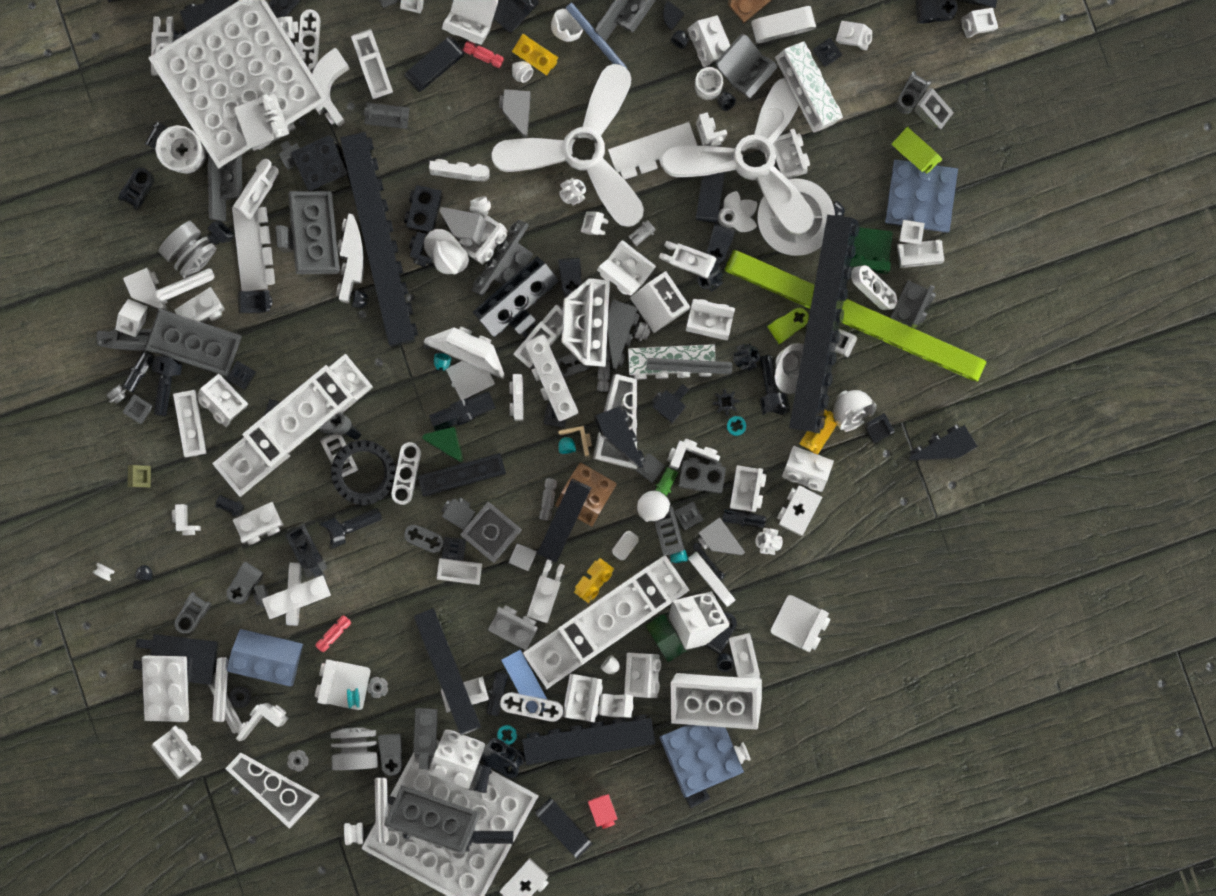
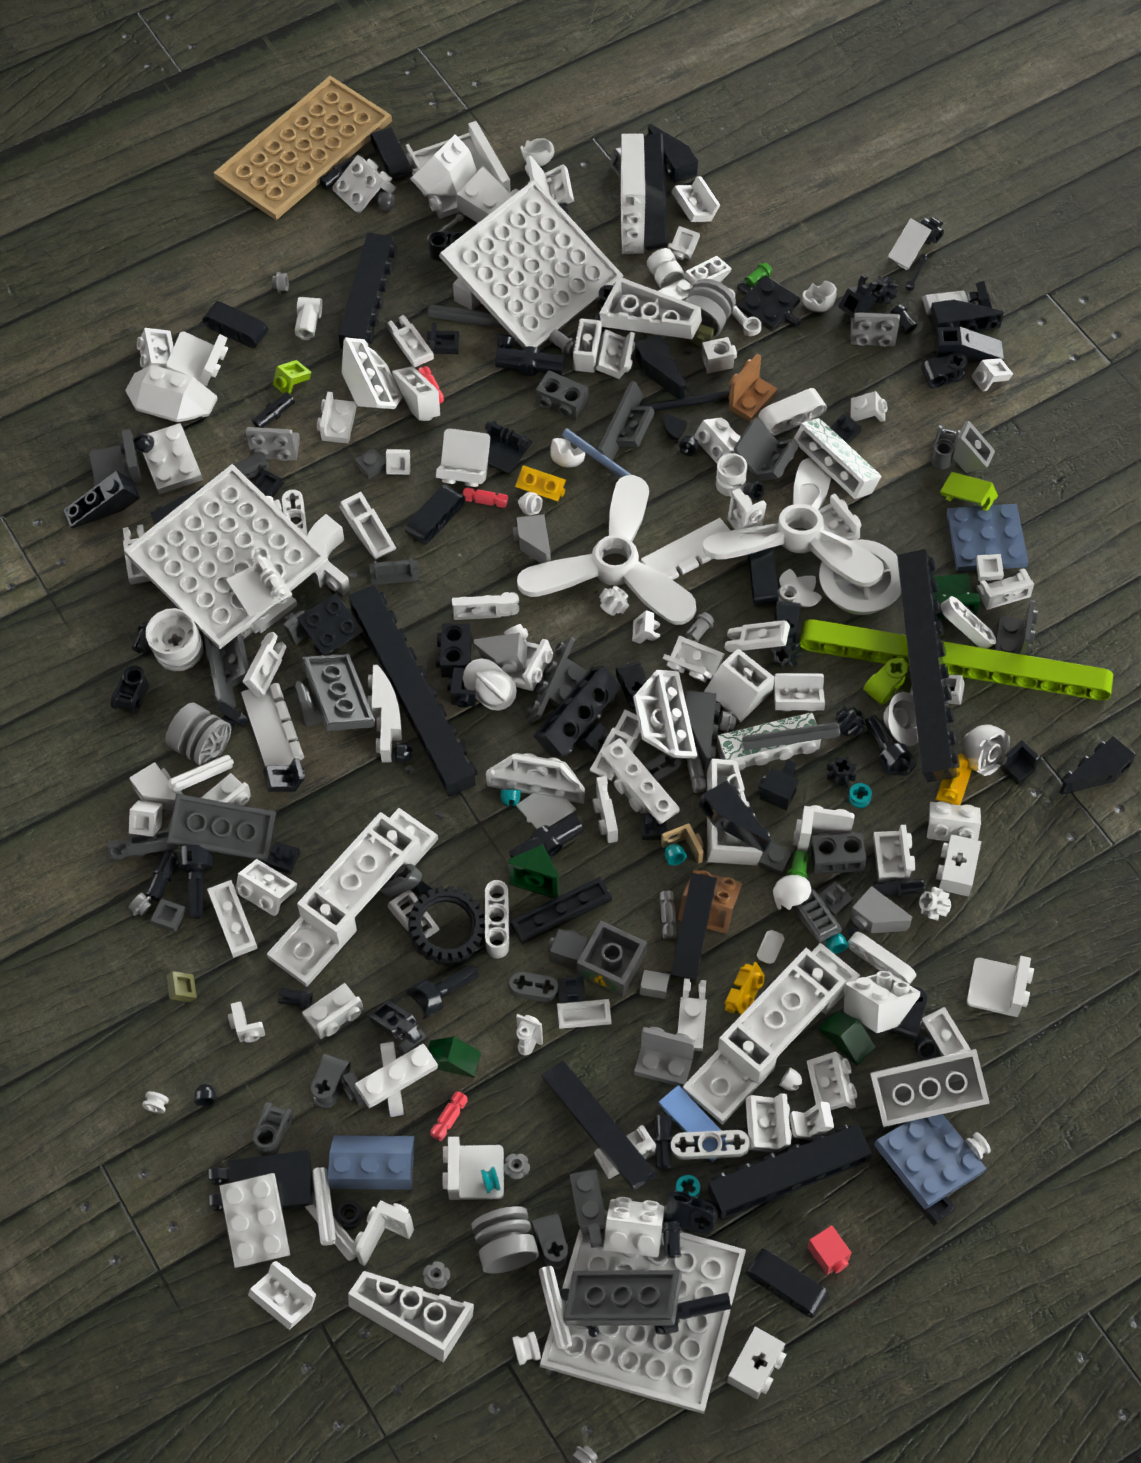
camera: 15 degrees left, 25 degrees down
(346, 585) = (455, 1056): none -> dark green slope
(407, 584) = (529, 1033): none -> white hinge

